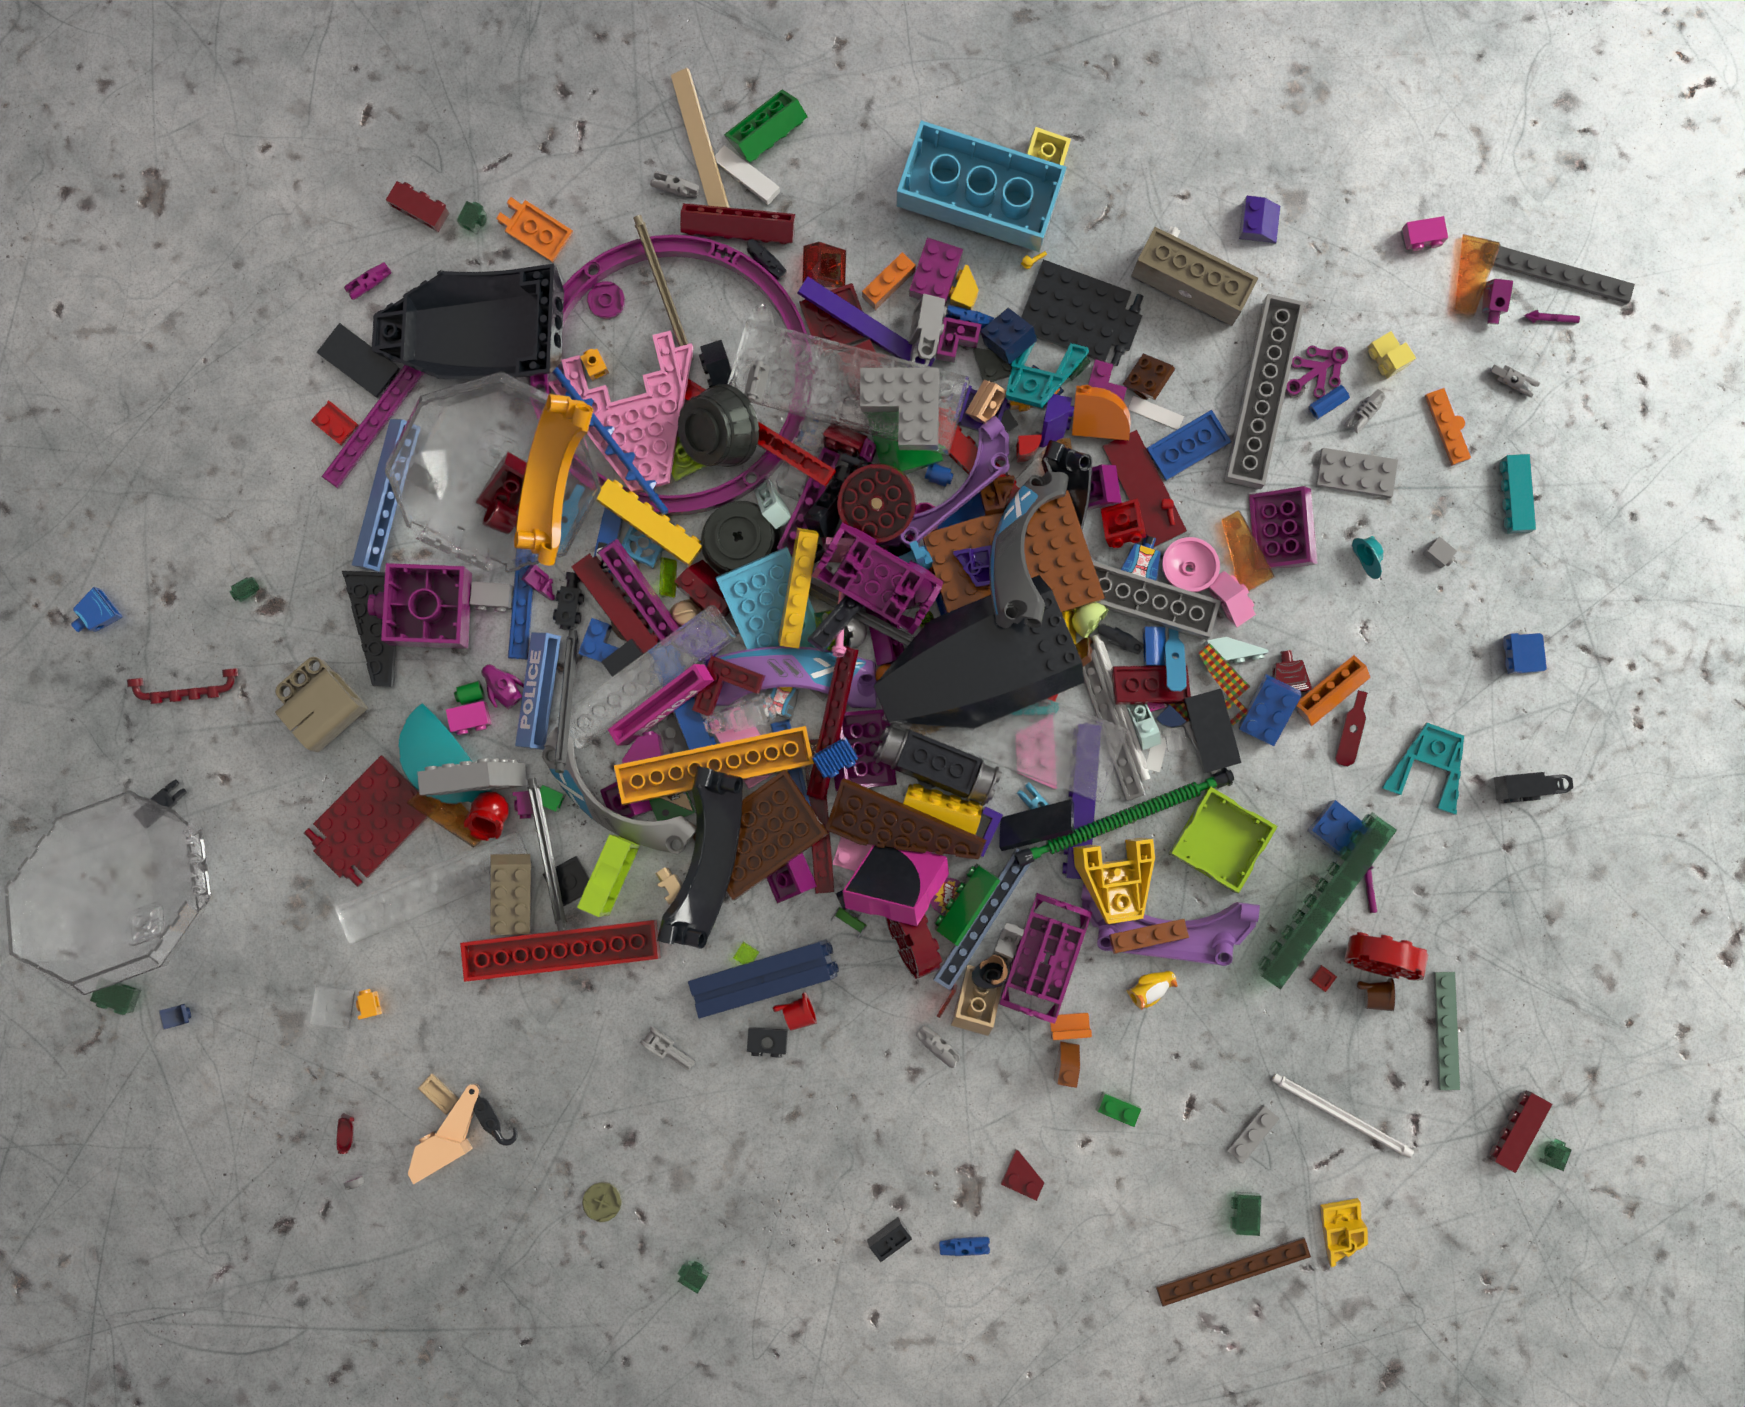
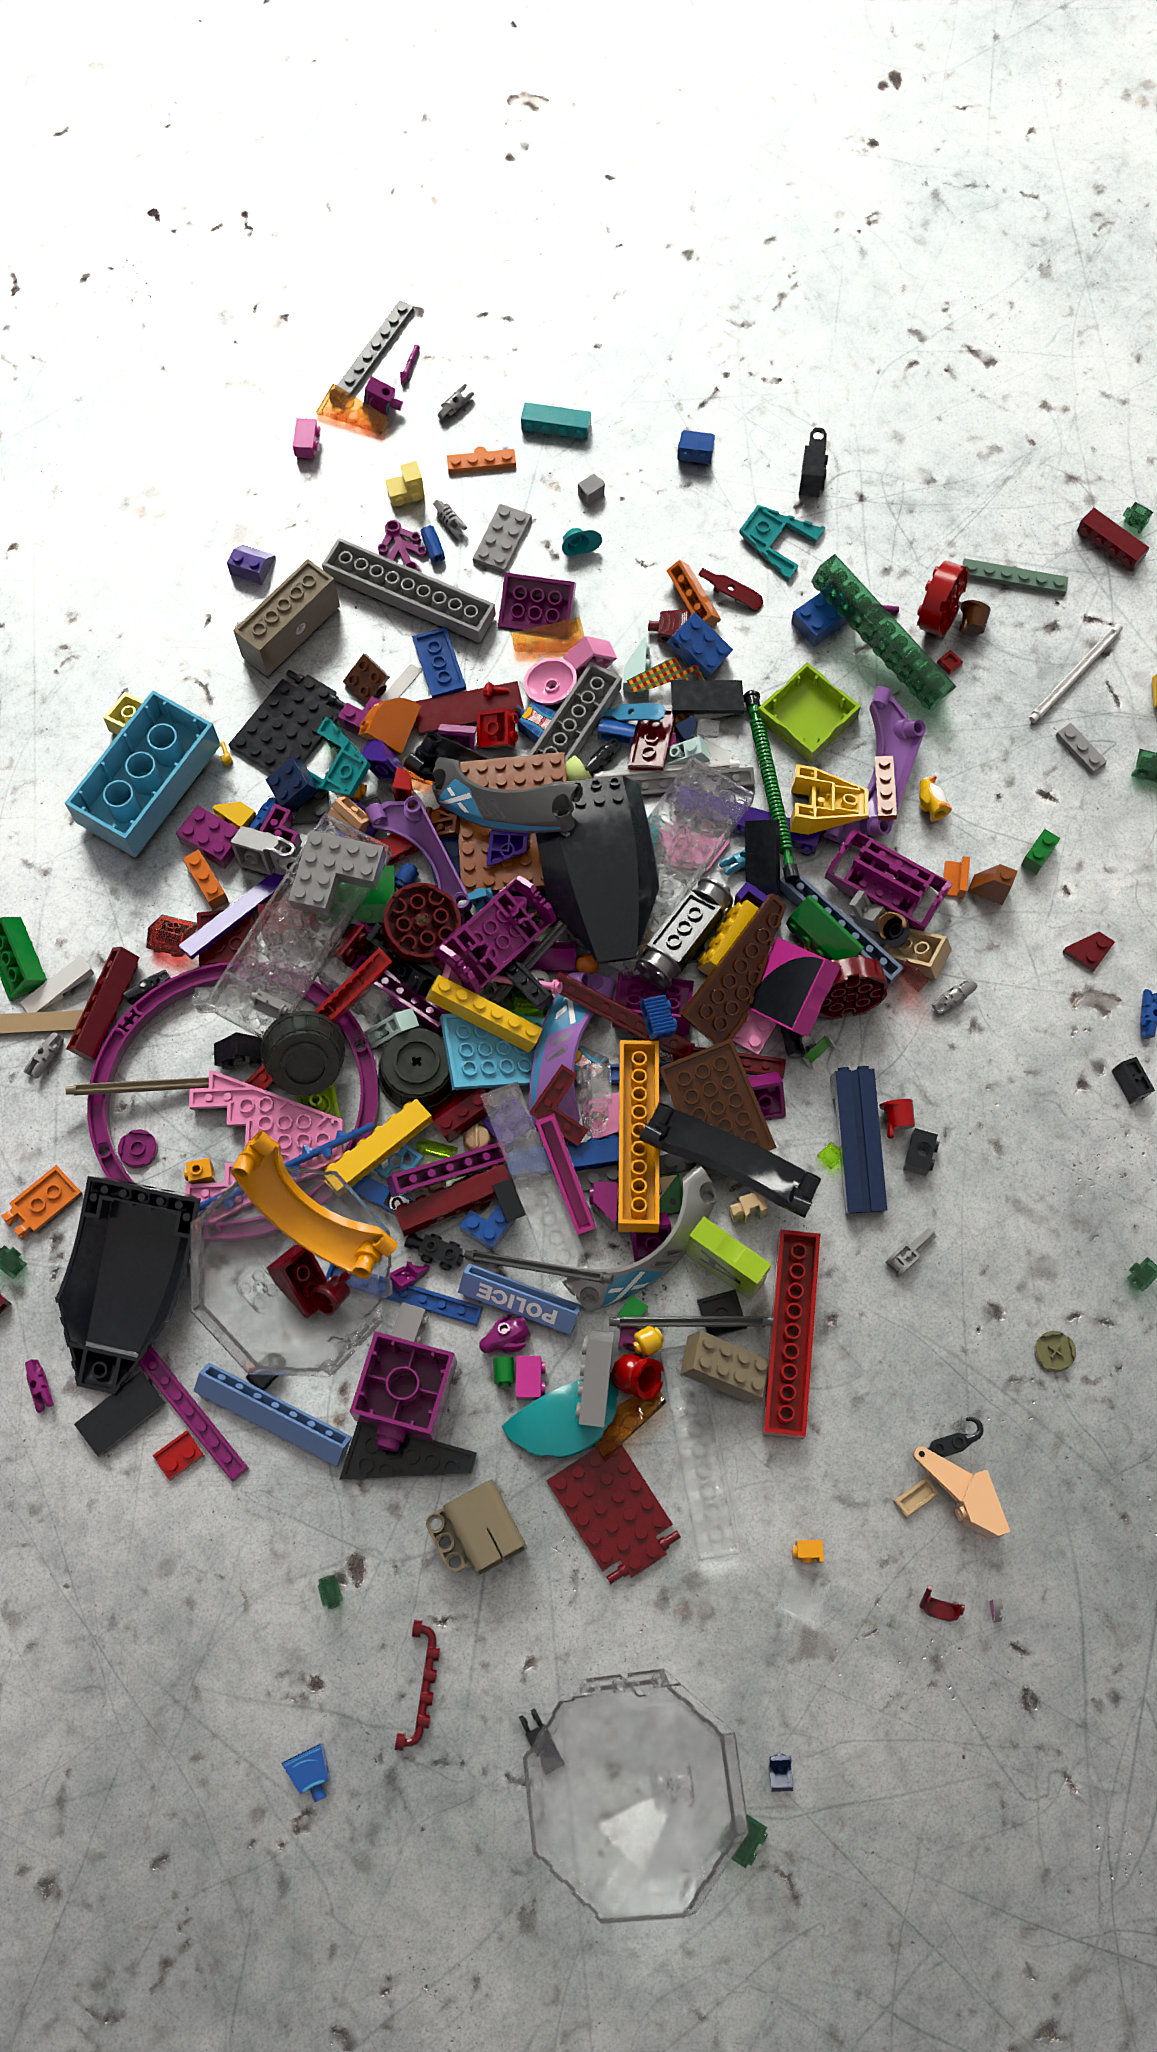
camera: 80 degrees left, 15 degrees down
(519, 818) = (648, 1341): none -> yellow head

